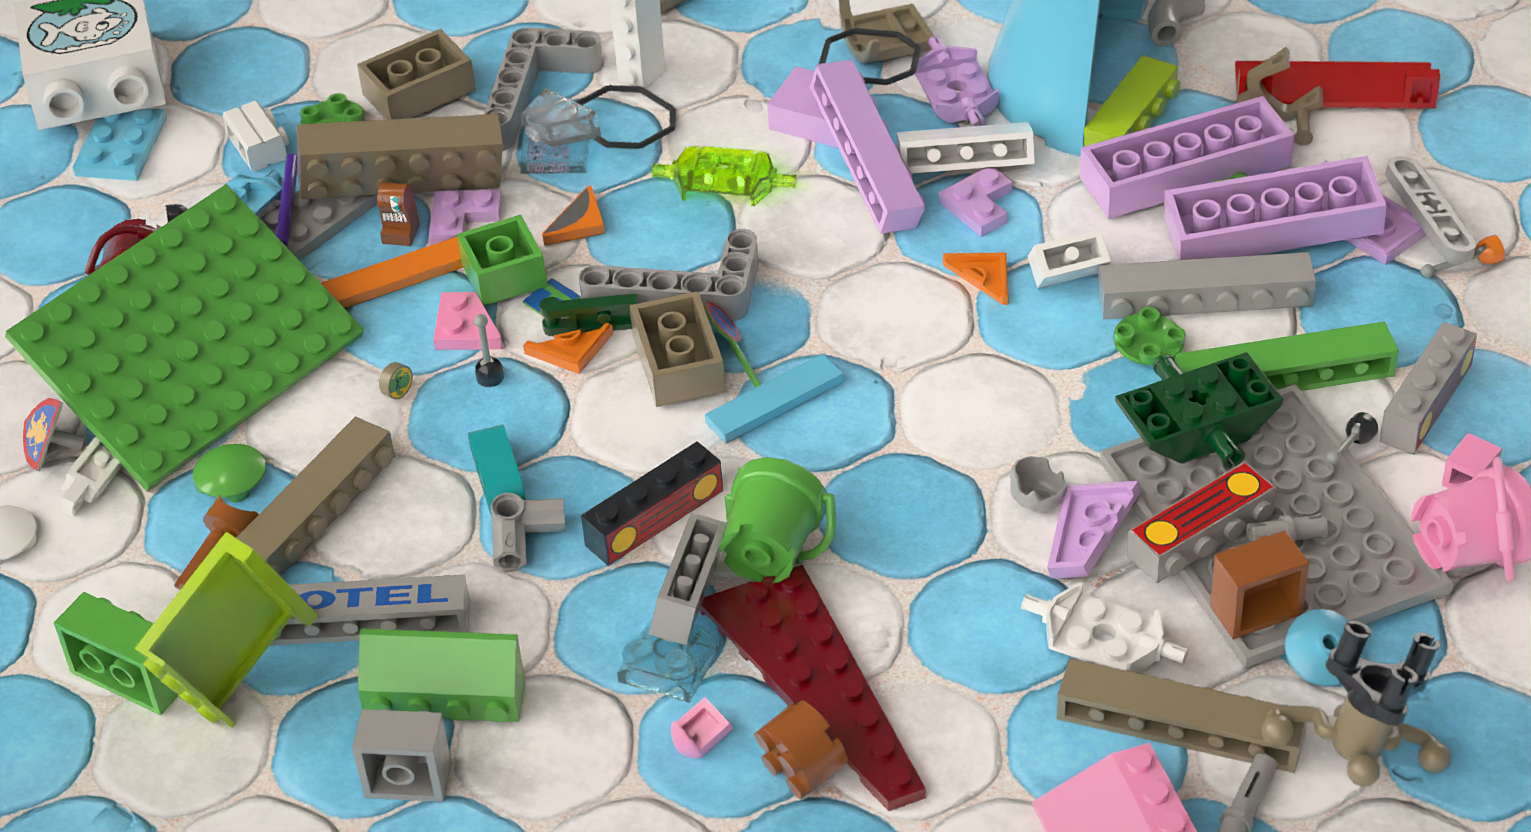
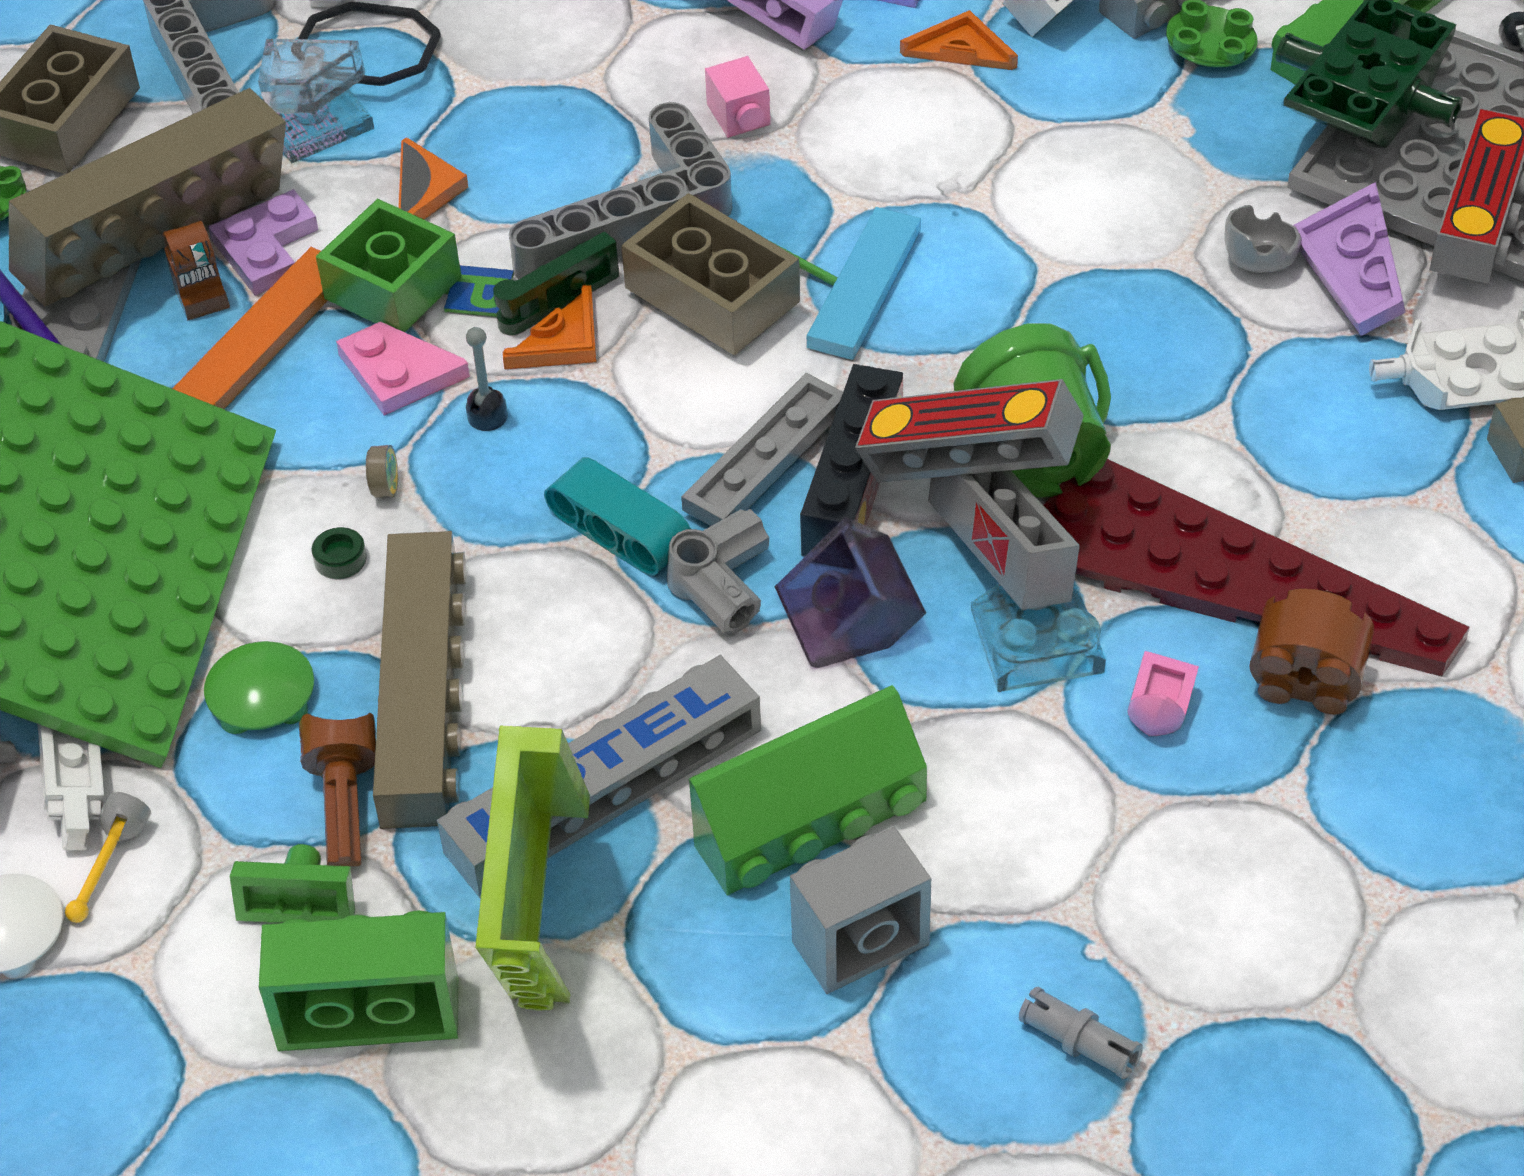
camera: 35 degrees left, 5 degrees up
(97, 508) = (121, 820): none -> hinge
(141, 591) = (292, 889): none -> bright green tile
(335, 416) = (339, 553): none -> dark green tile
(580, 580) = (849, 596): none -> clear purple slope
(607, 472) = (764, 451): none -> light grey plate
(699, 509) = (970, 431): none -> brick
(748, 172) = (524, 66): clear neon green plate -> none
(804, 245) = (737, 96): none -> bright pink brick

